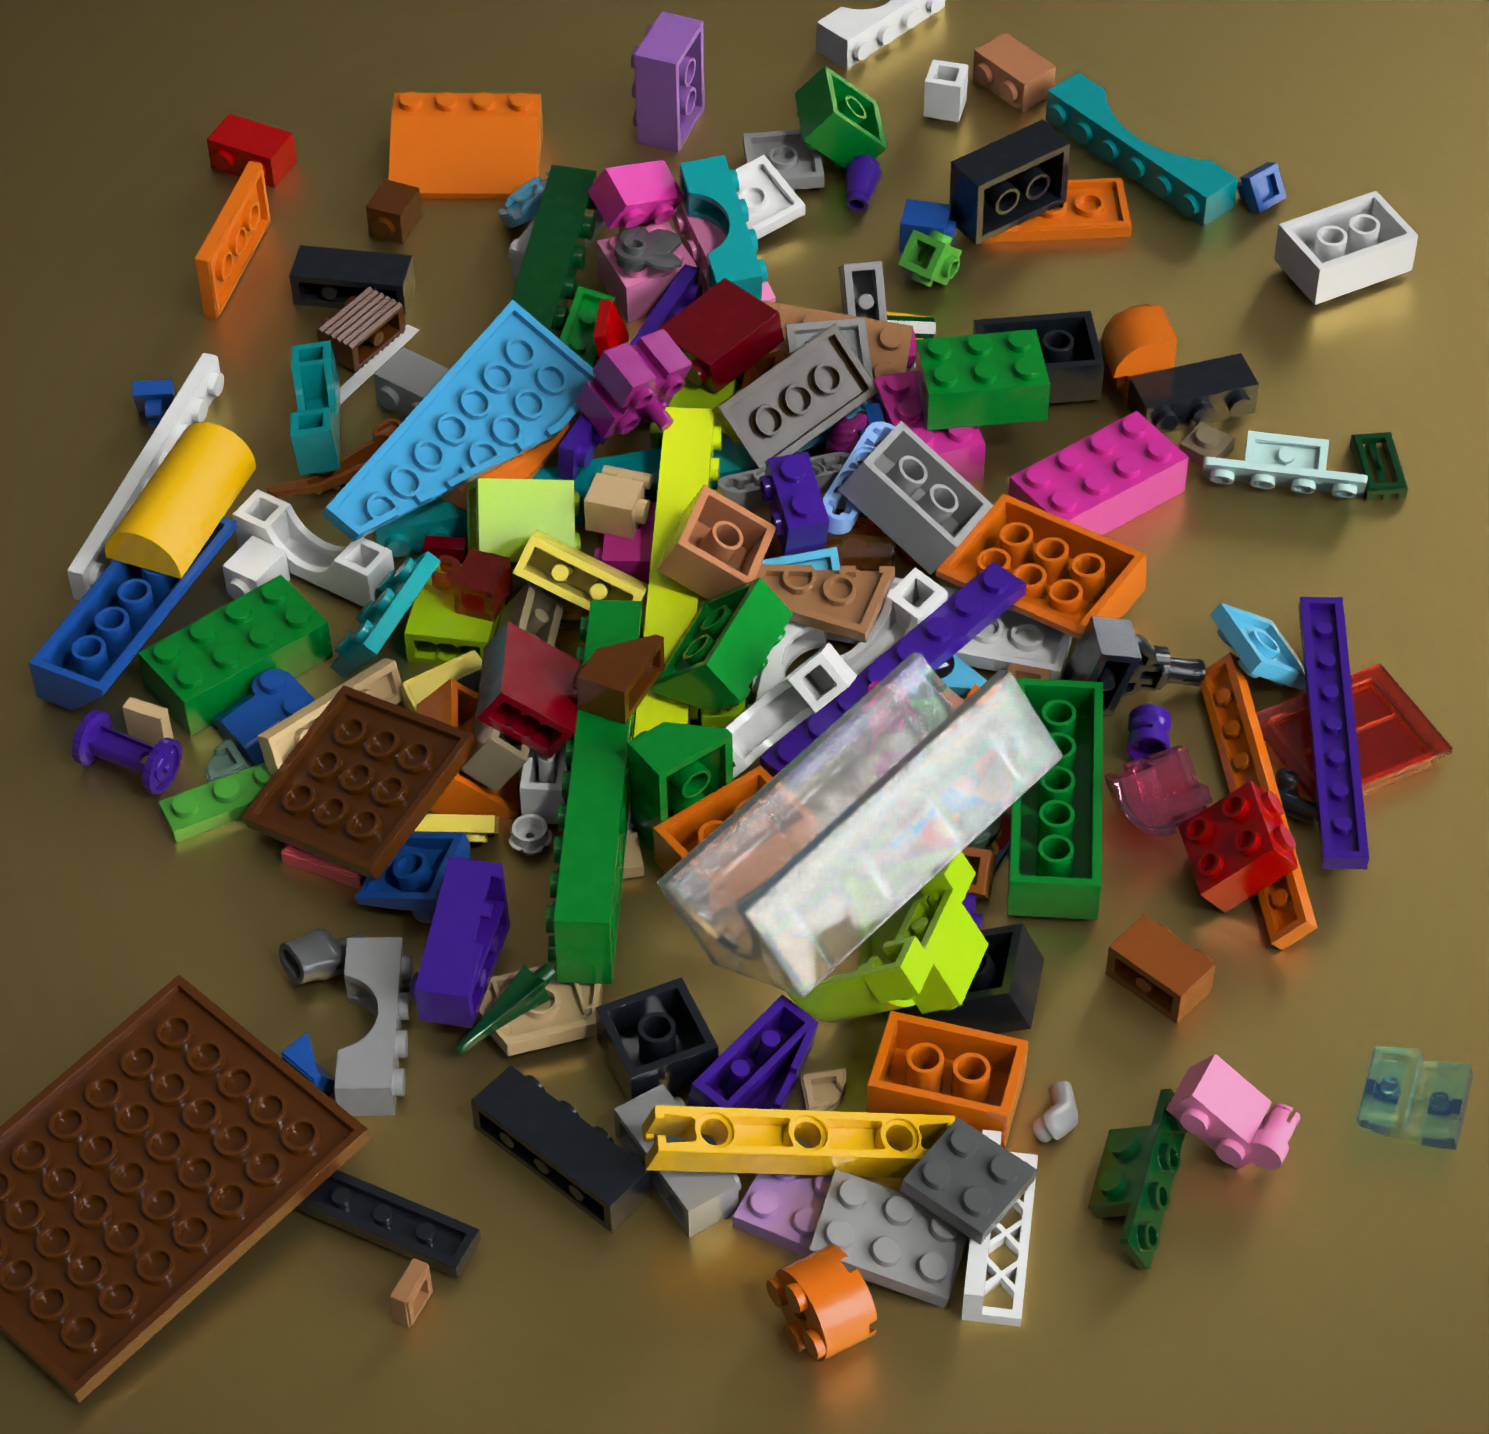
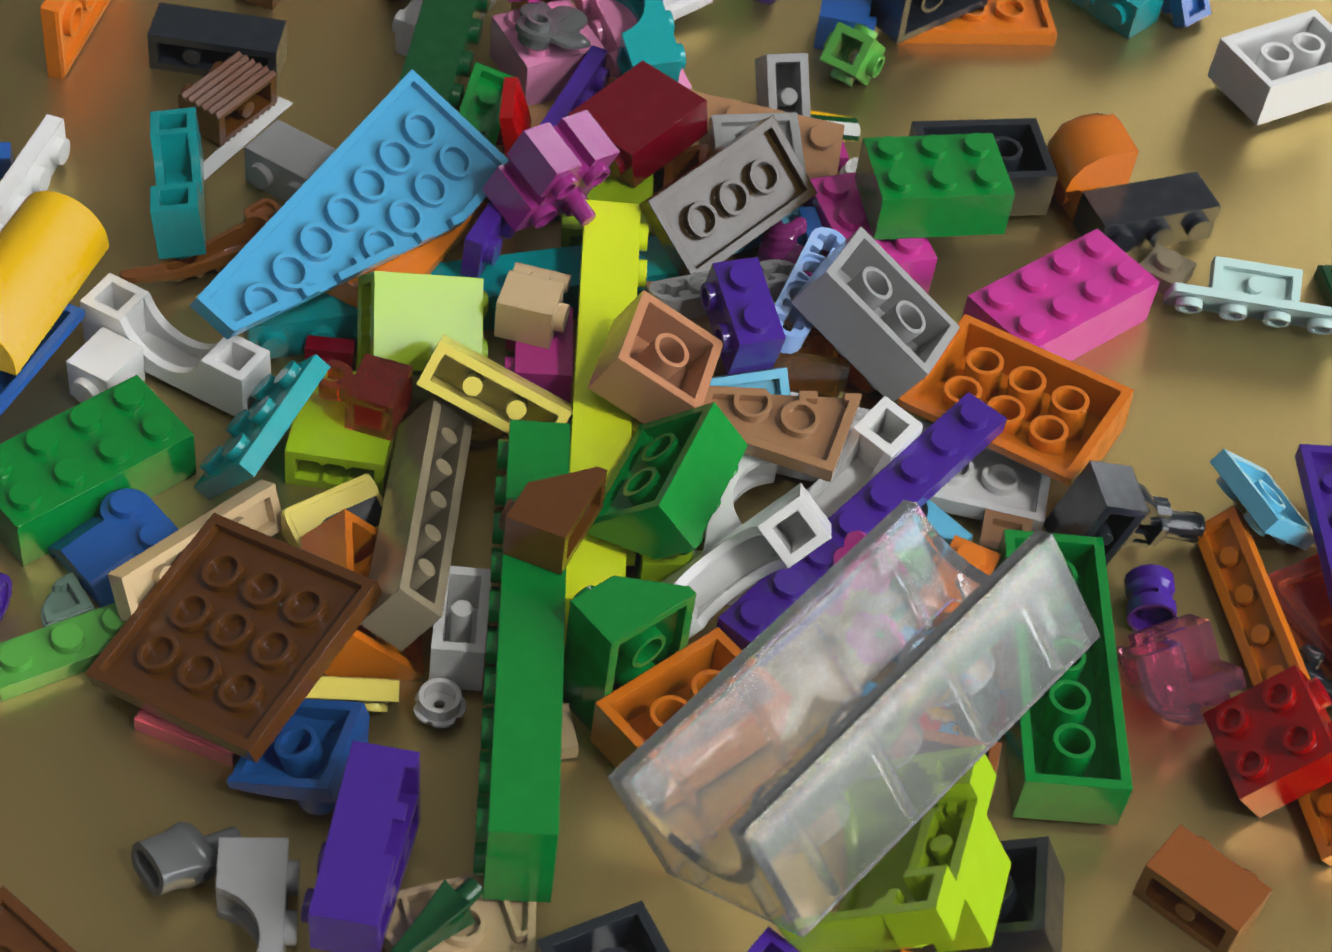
camera: 10 degrees left, 0 degrees up
(528, 690) = (443, 529): dark red brick -> none

